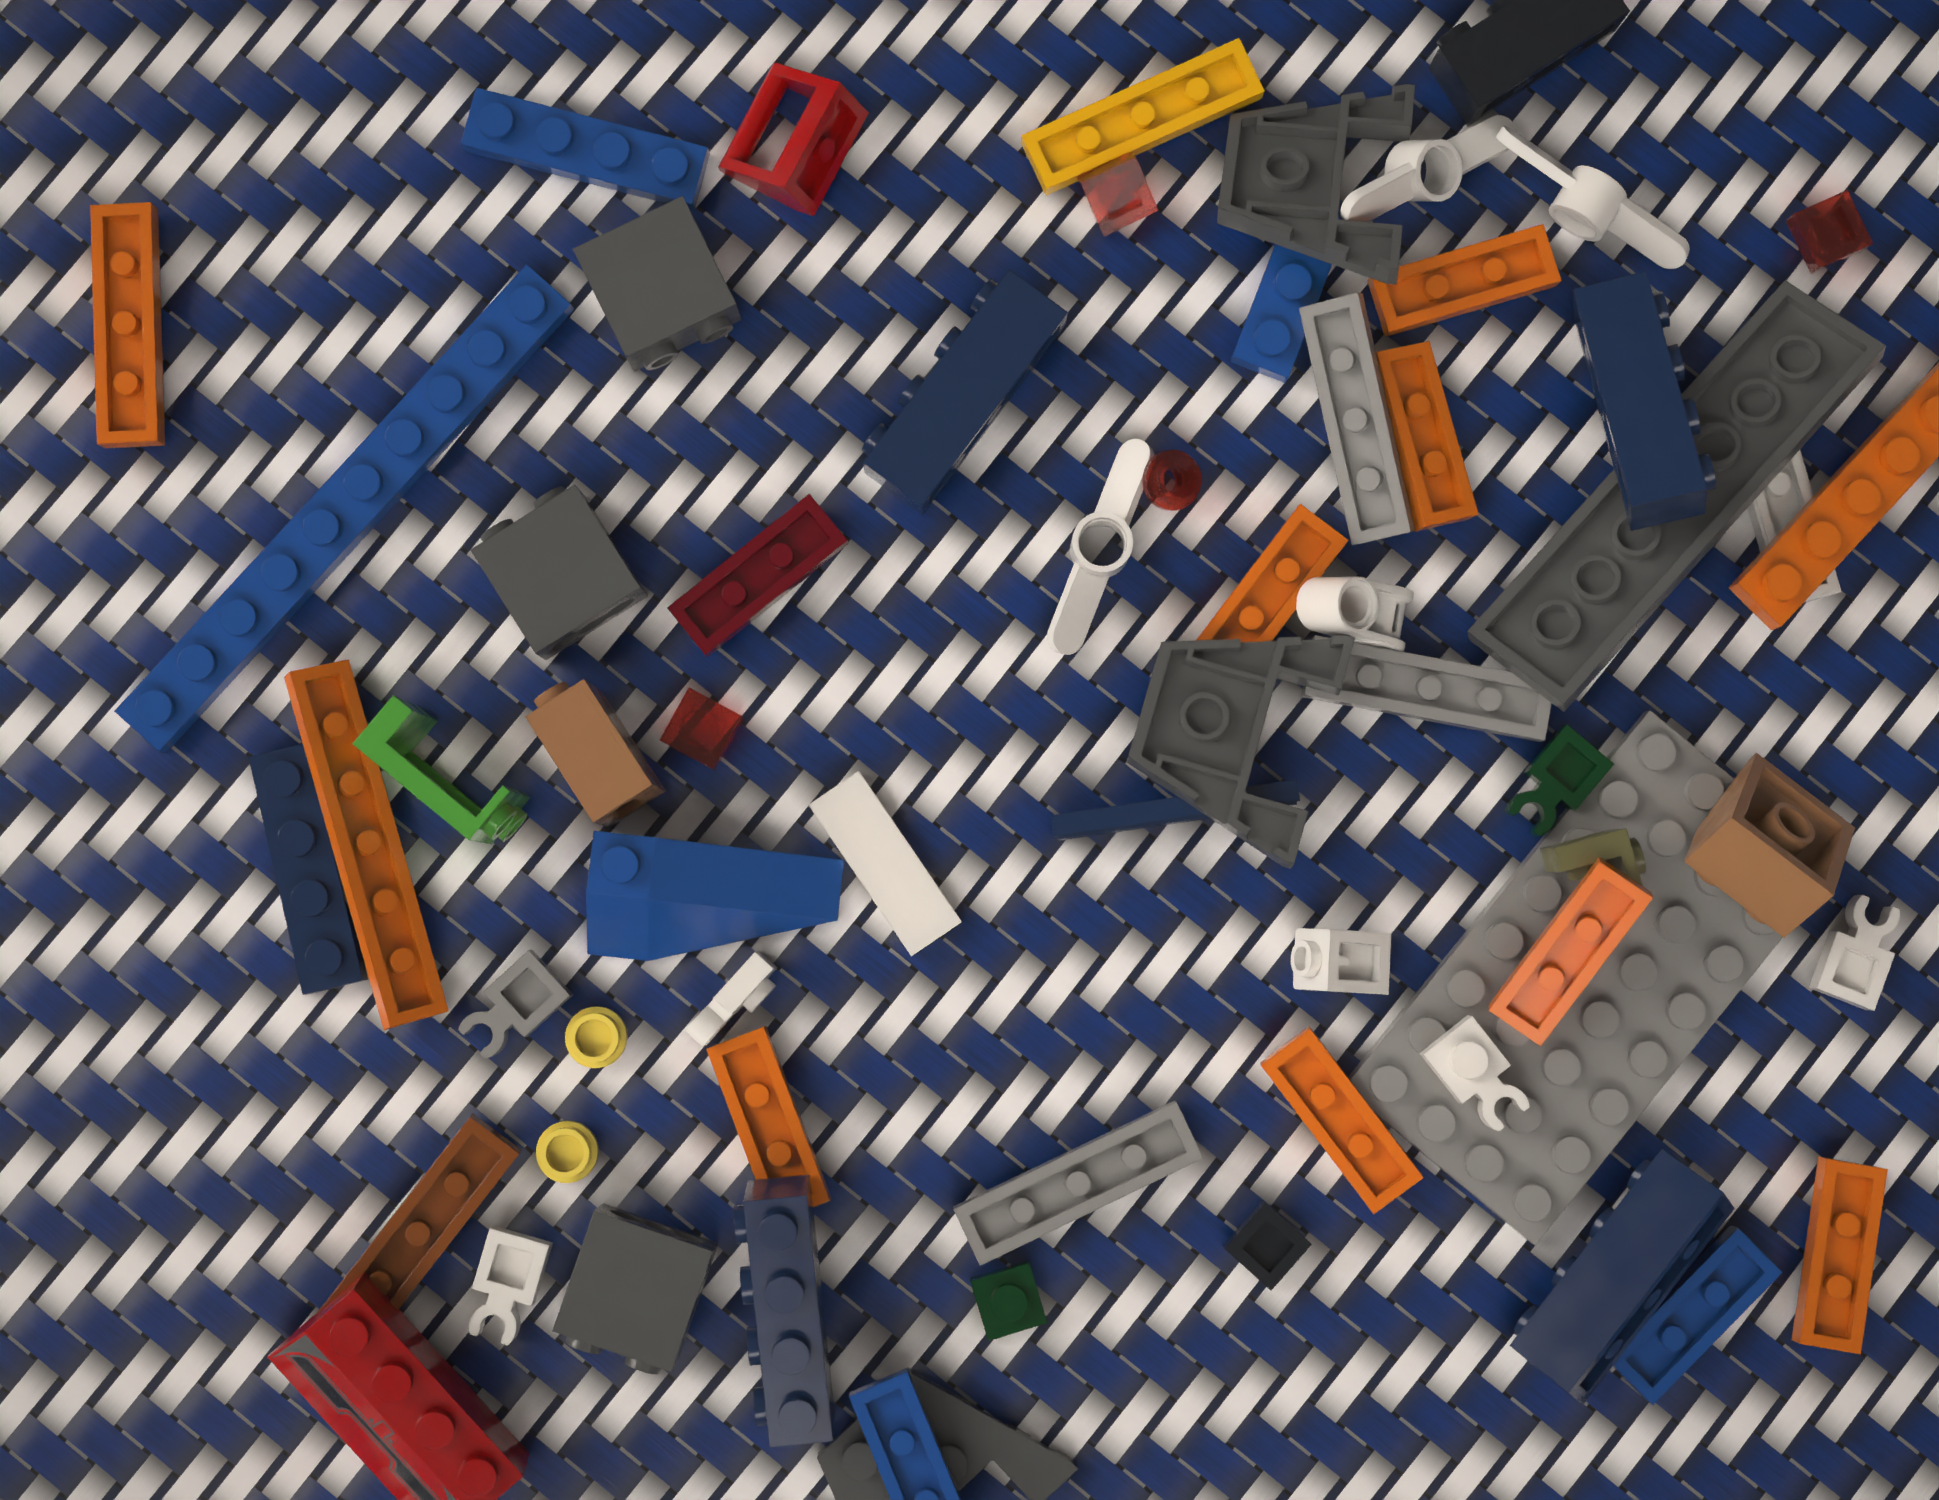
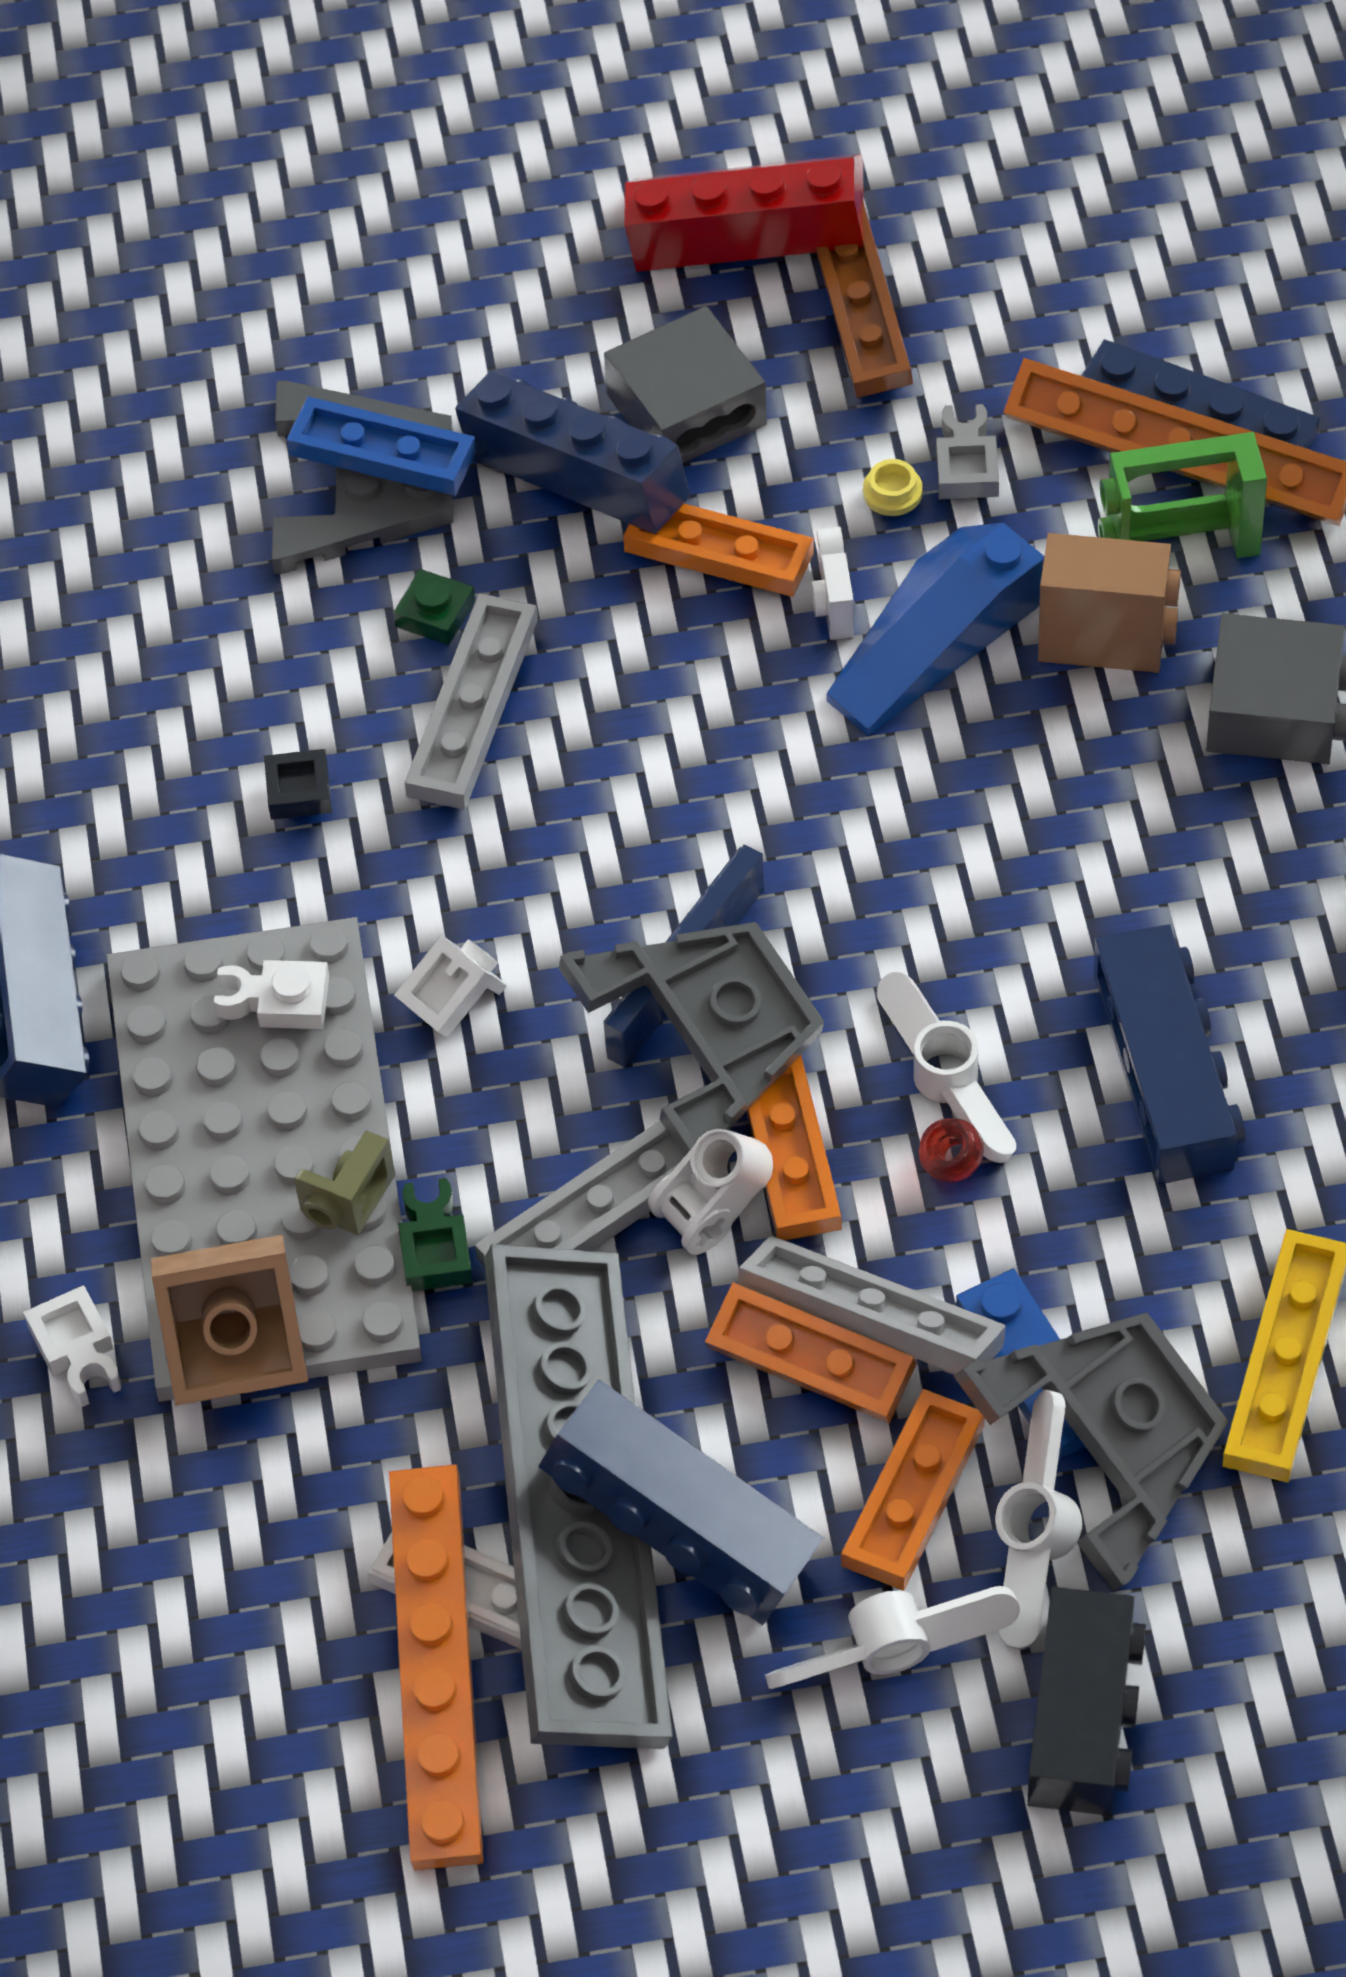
camera: 140 degrees right, 30 degrees down
(510, 1274) = (771, 330): white plate -> none
(567, 1151) = (826, 417): light yellow plate -> none
(701, 728) = (1063, 708): clear red plate -> none
(758, 575) = (1149, 818): dark red plate -> none
(885, 863) = (838, 751): white tile -> none
(1117, 193) = (1234, 1282): clear red plate -> none
(1341, 1120) = (335, 895): orange plate -> none
(1570, 951) = (299, 1100): orange plate -> none
(1829, 231) = (680, 1812): clear red plate -> none

